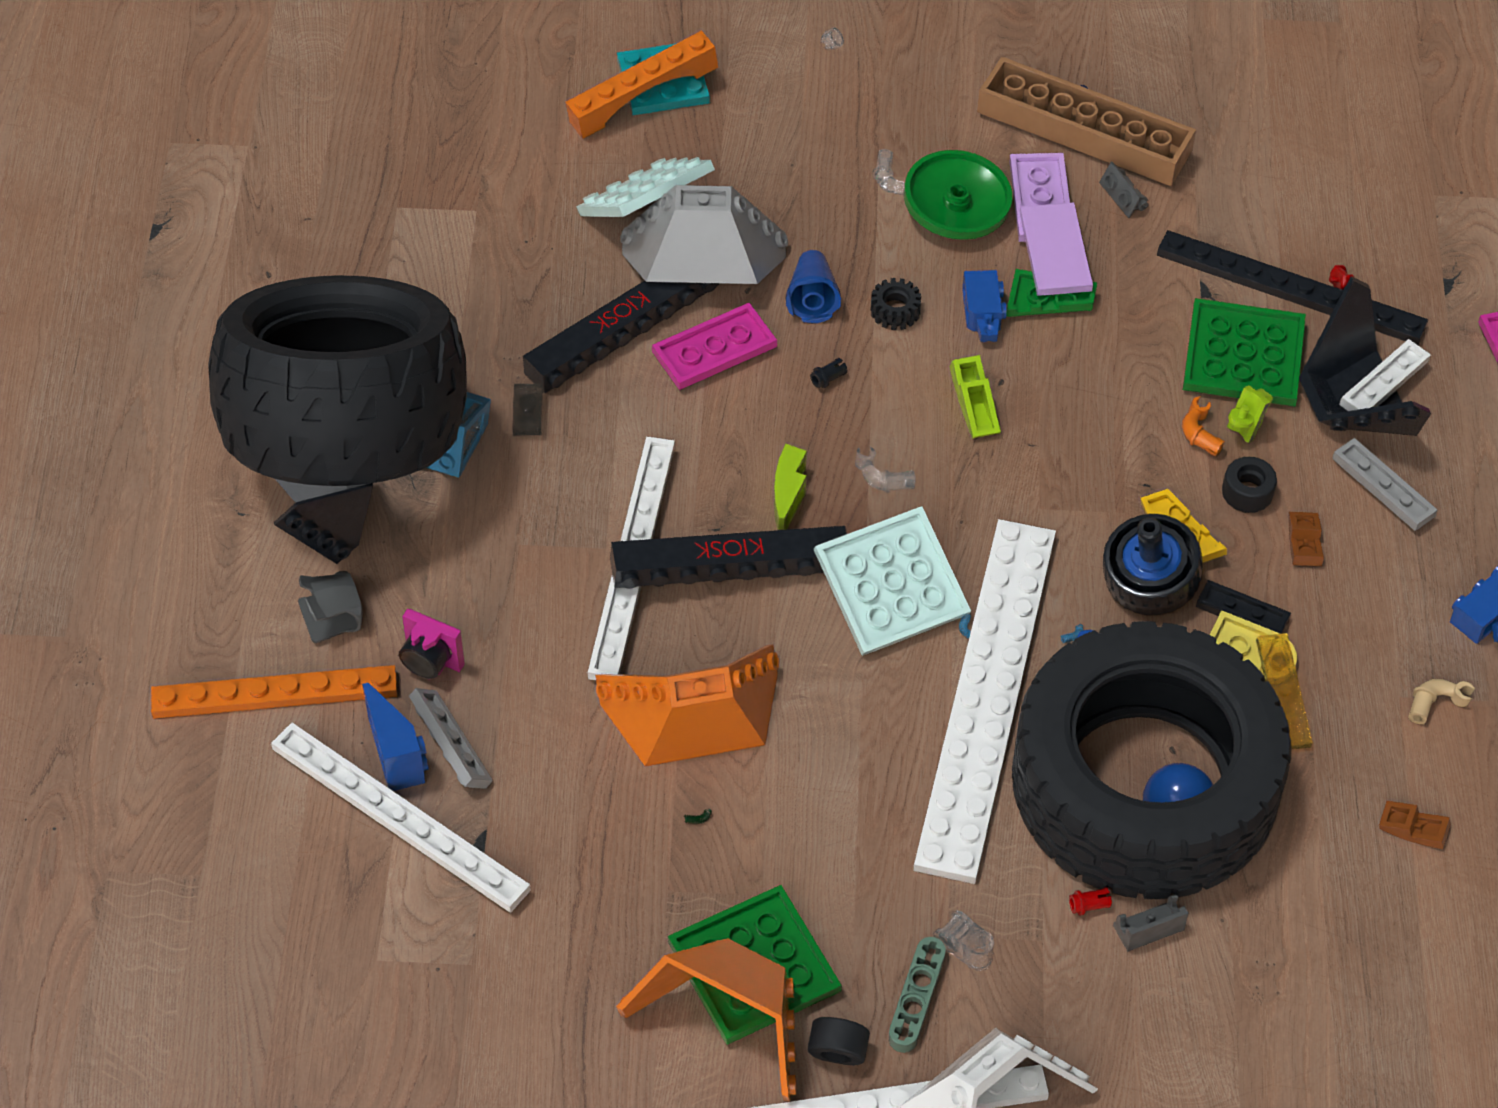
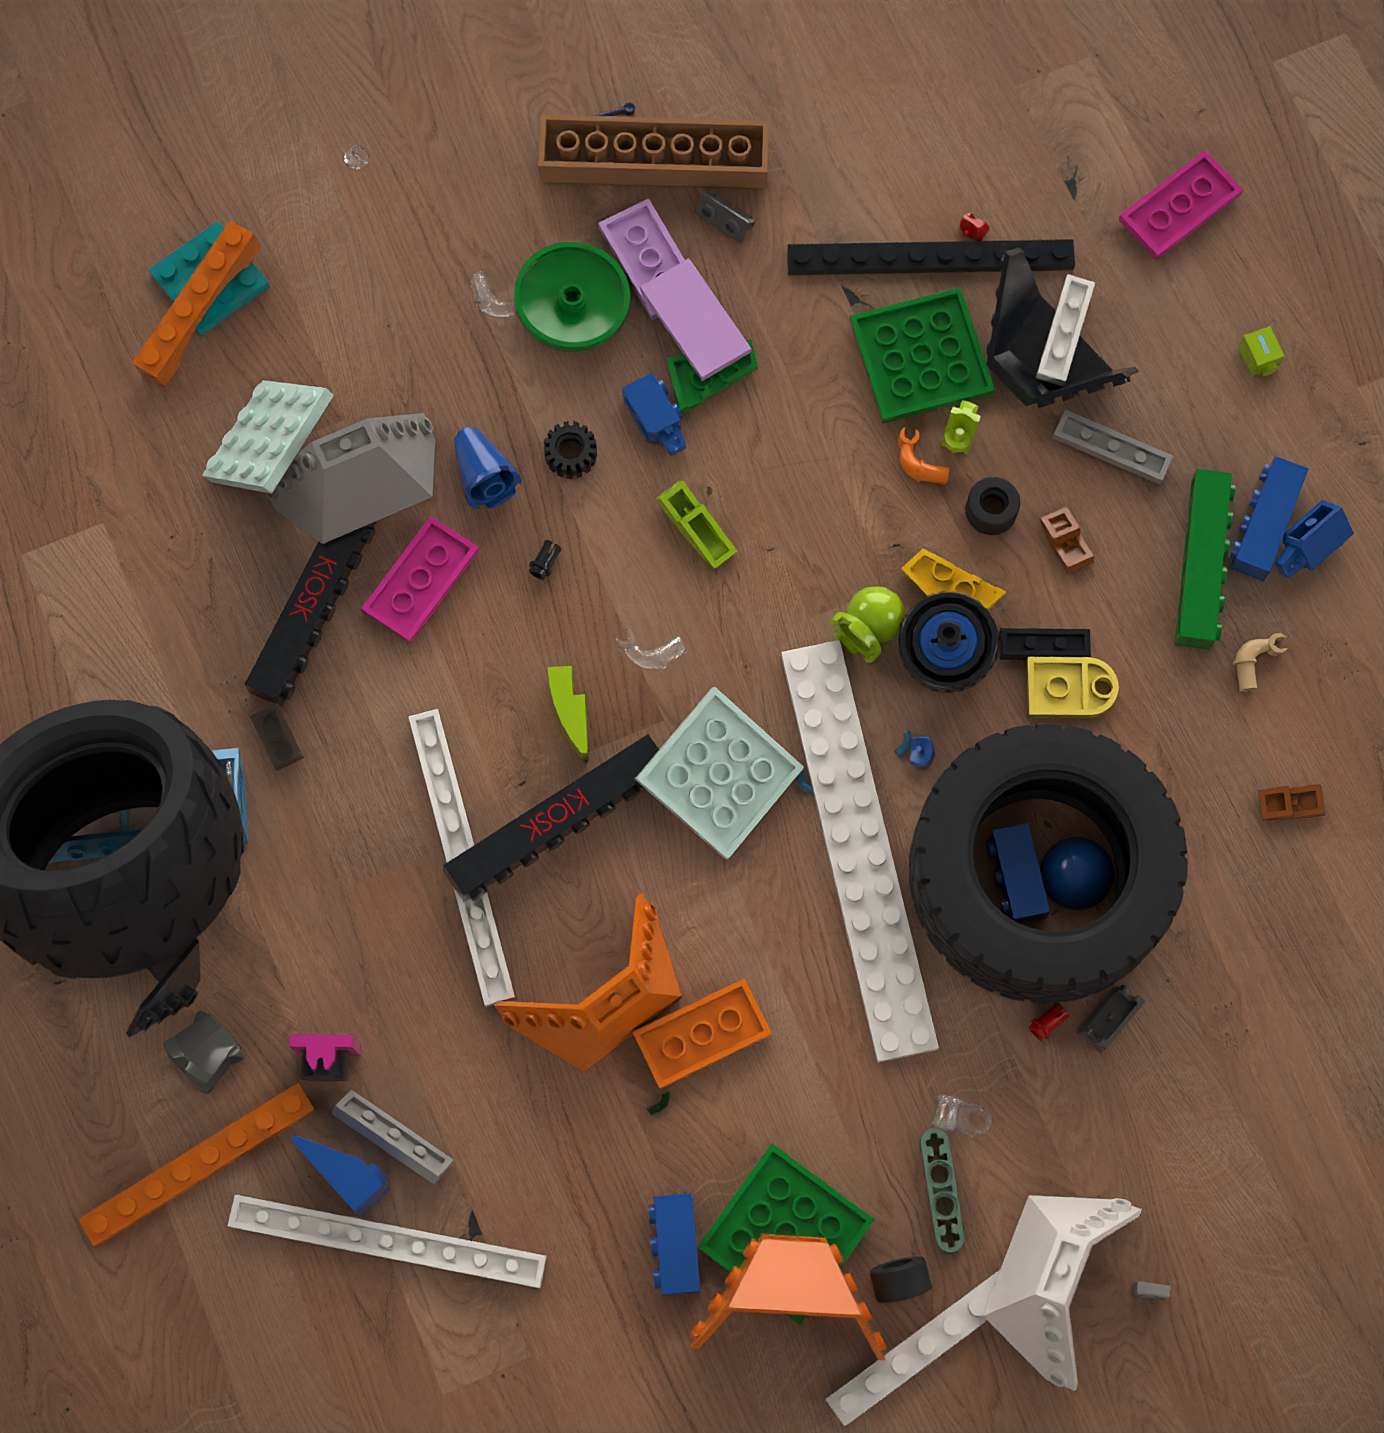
camera: 25 degrees left, 20 degrees up
(649, 926) = (674, 1244): none -> blue brick
(766, 776) = (702, 1033): none -> orange plate
(1087, 521) = (870, 620): none -> lime tile
(1126, 758) = (1018, 873): none -> blue brick
(1281, 673) = (1120, 715): clear yellow tile -> none
(1425, 600) = (1203, 559): none -> green brick

